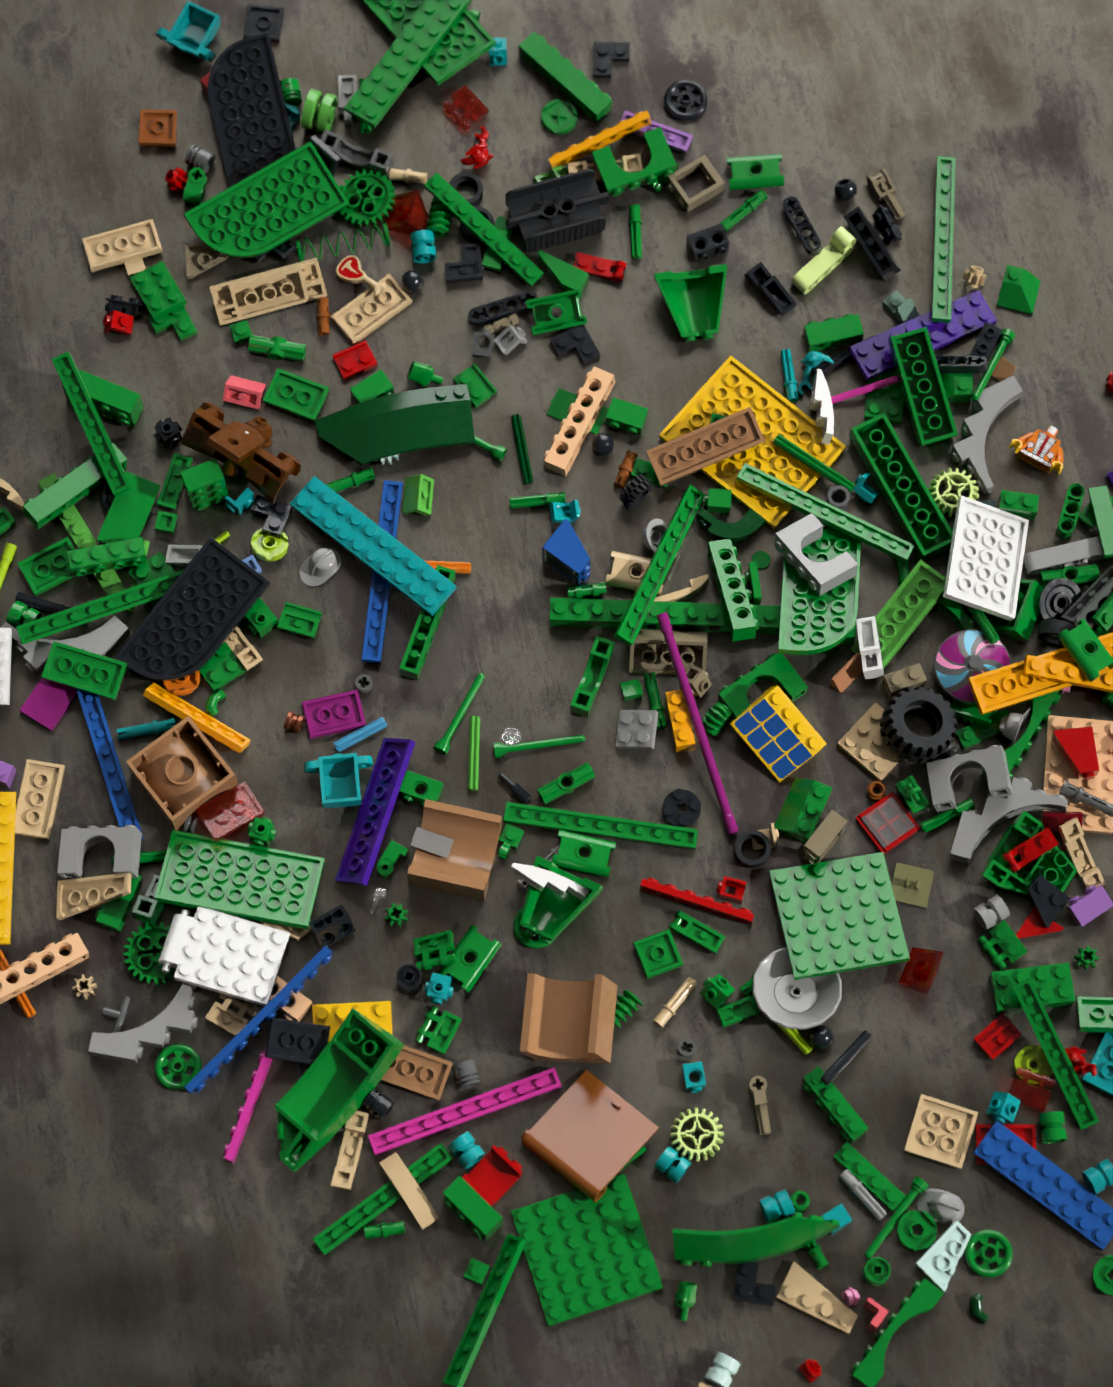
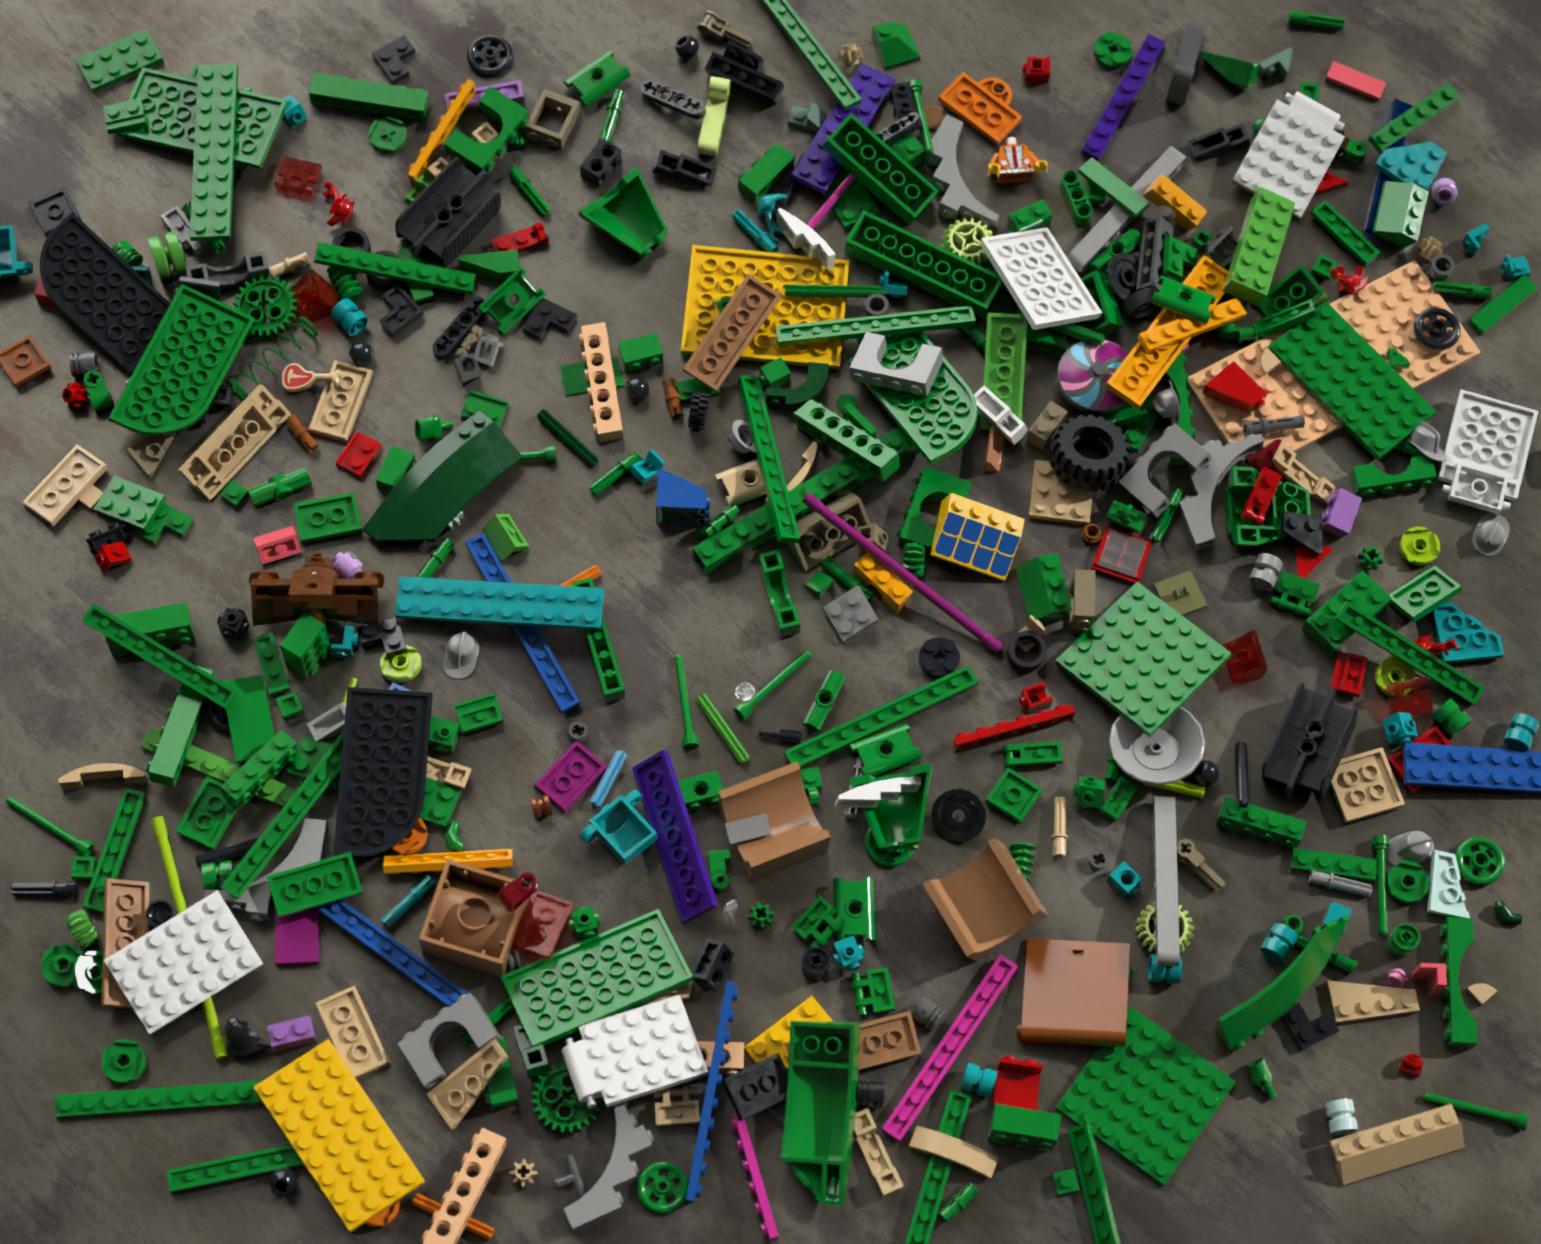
camera: 40 degrees left, 5 degrees down
(217, 775) = (516, 893): none -> dark red piece
(282, 441) = (347, 565): none -> lavender head
(592, 940) = (954, 827): none -> black gear
(721, 1098) = (1165, 881): none -> light grey beam
(910, 1354) = (1481, 992): none -> tan tile
(932, 1044) = (1309, 713): none -> black piece
(1051, 386) = (982, 106): none -> orange plate

